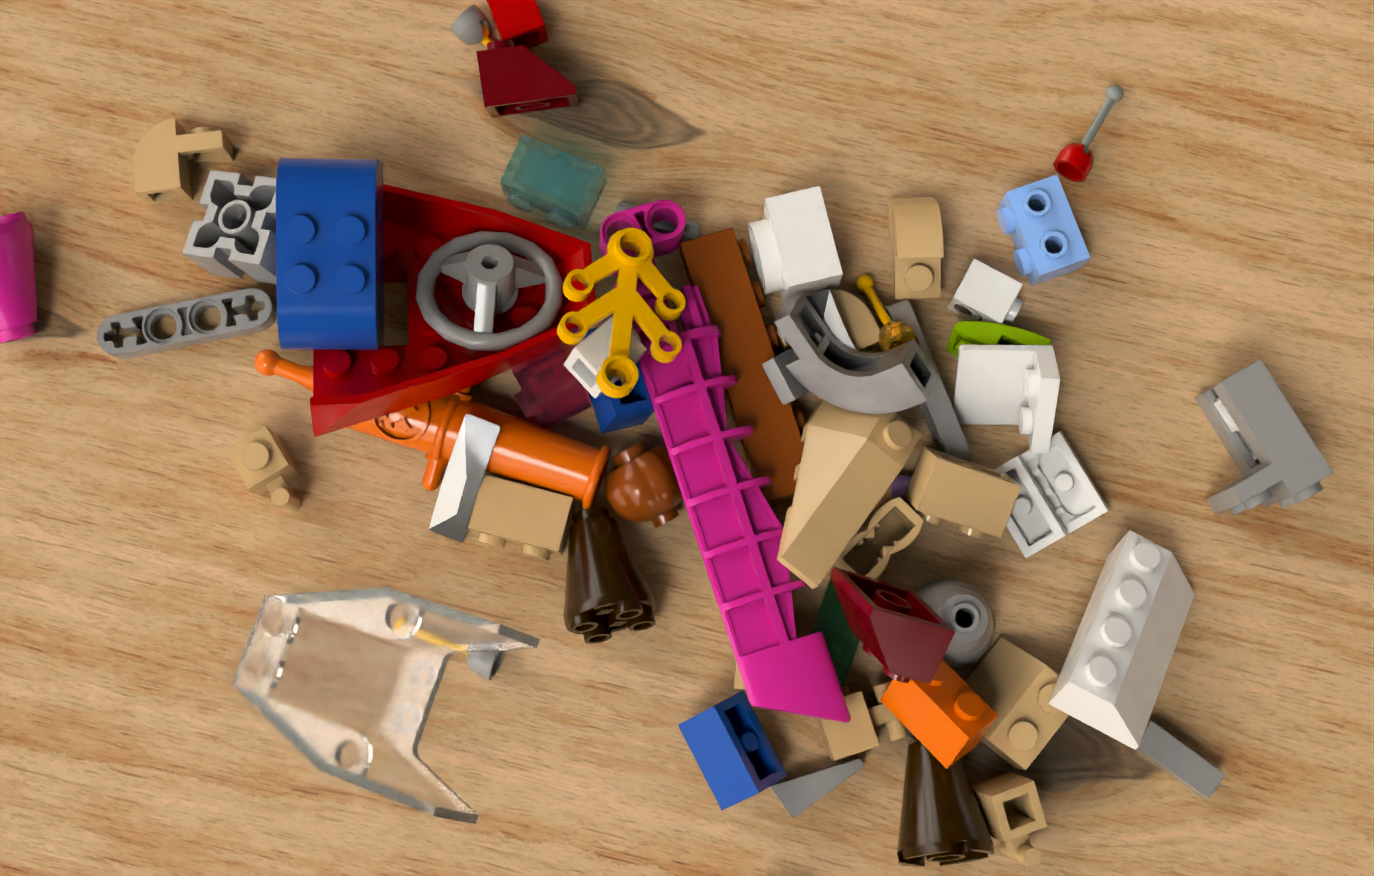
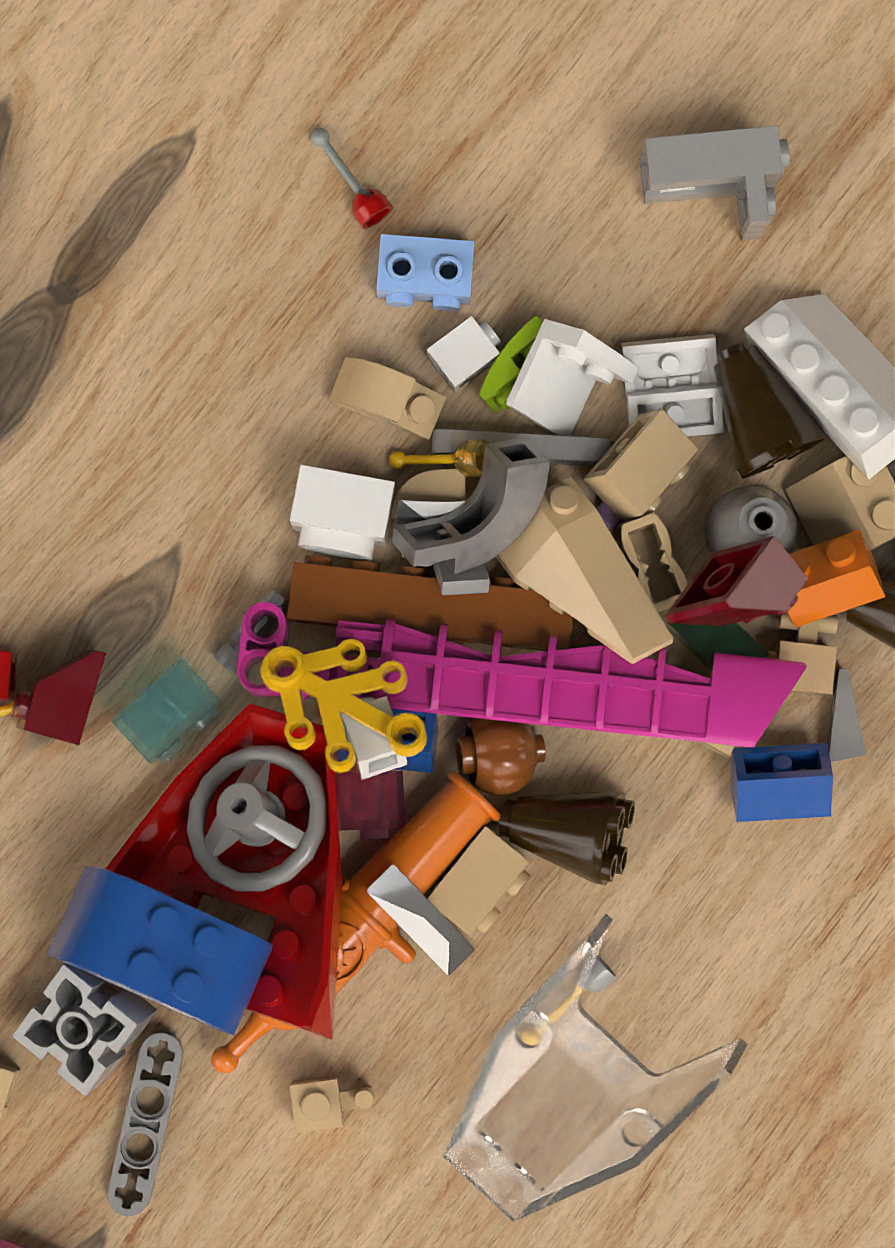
camera: 70 degrees left, 5 degrees up
(1060, 581) = (761, 412): none -> dark brown cone

